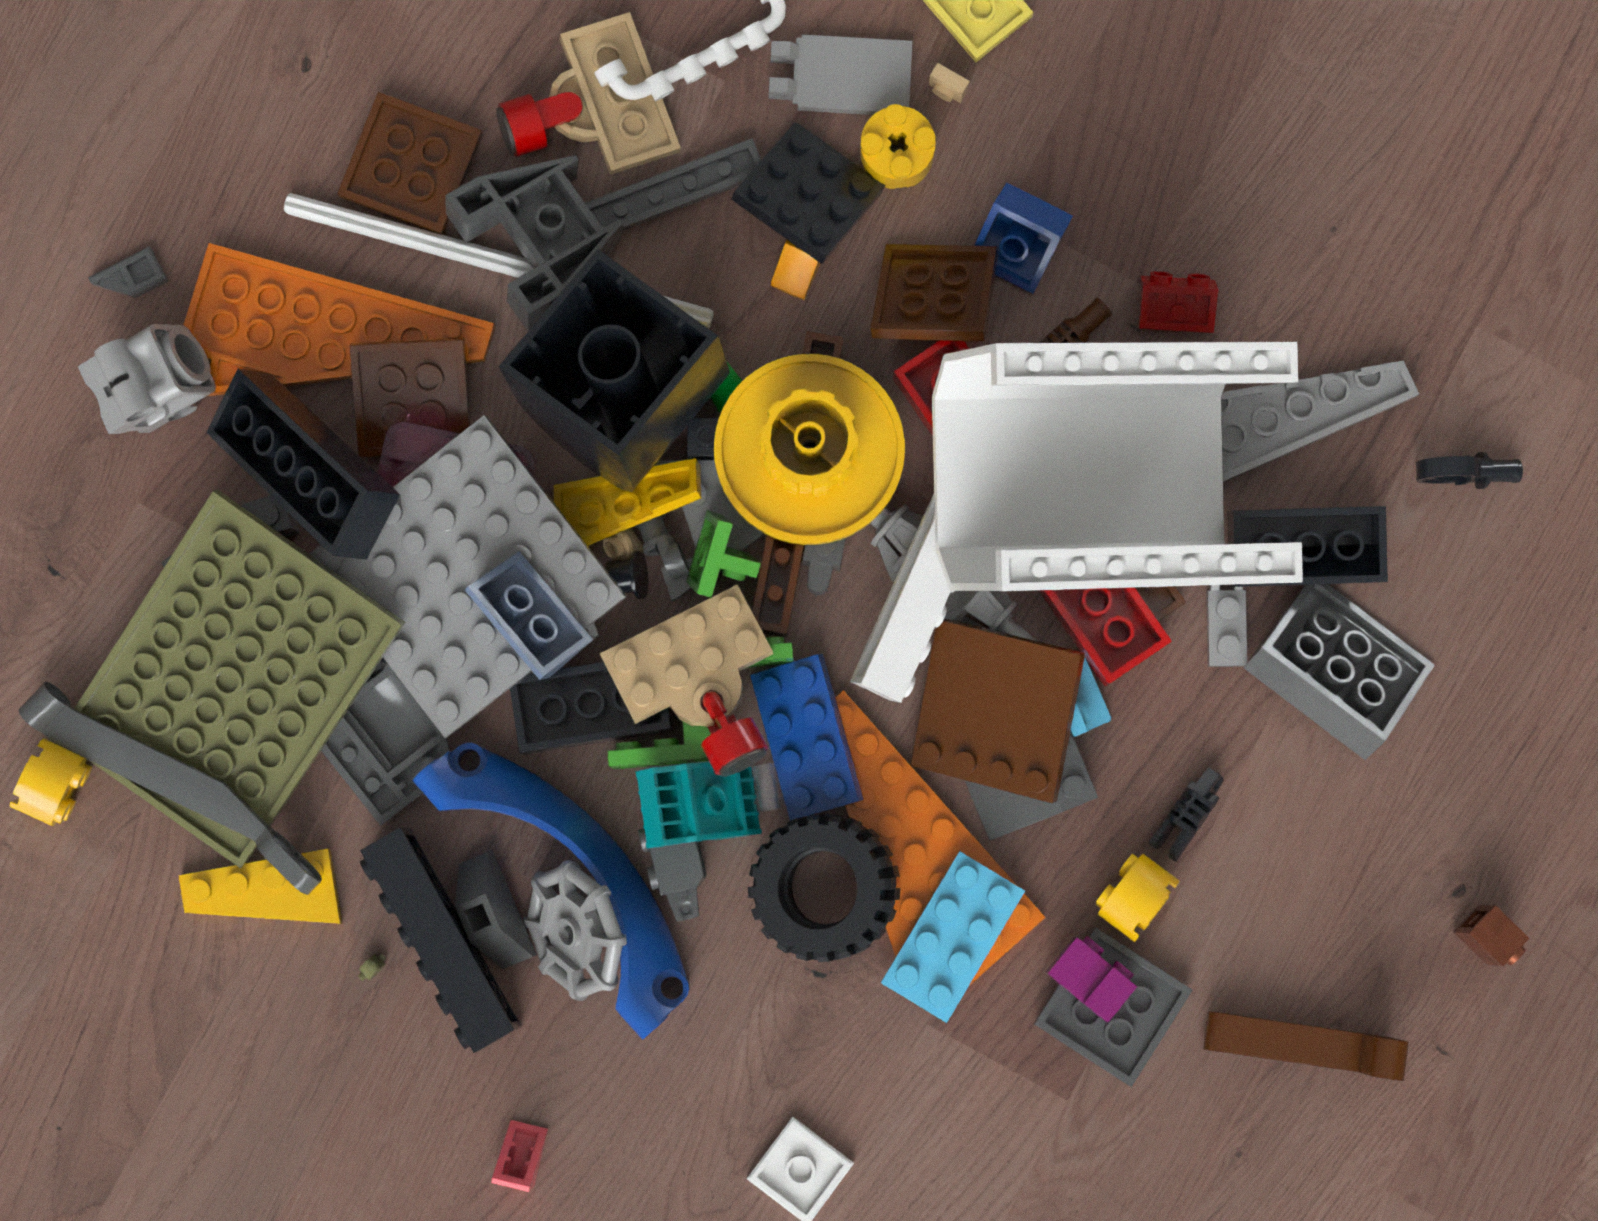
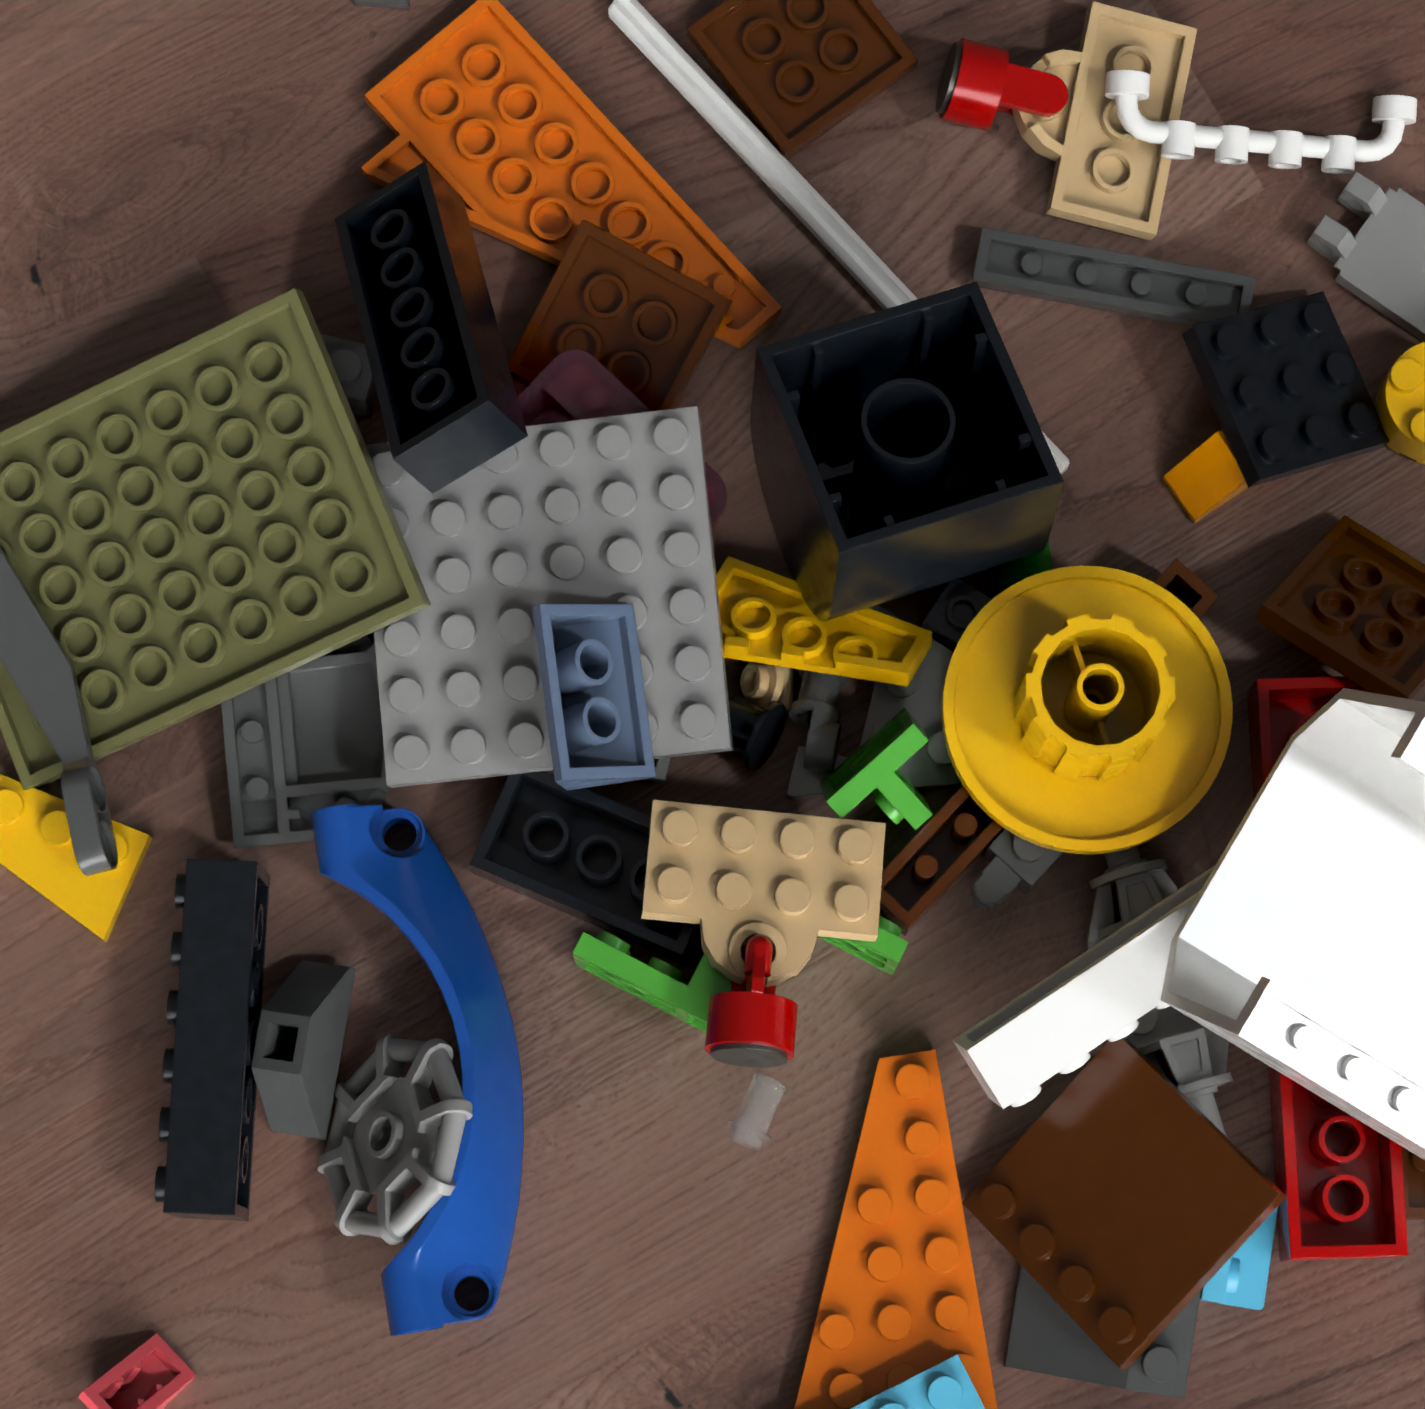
camera: 25 degrees right, 5 degrees down
(148, 378) = (306, 106): light grey piece -> none
(372, 967) = (107, 1021): olive piece -> none
(542, 219) = (925, 209): dark grey wedge -> none
(677, 875) = (582, 1130): dark grey hinge -> none
(695, 804) = (654, 1073): teal plate -> none
(775, 897) = (676, 1269): black tyre -> none
(806, 737) = (850, 1080): blue plate -> none

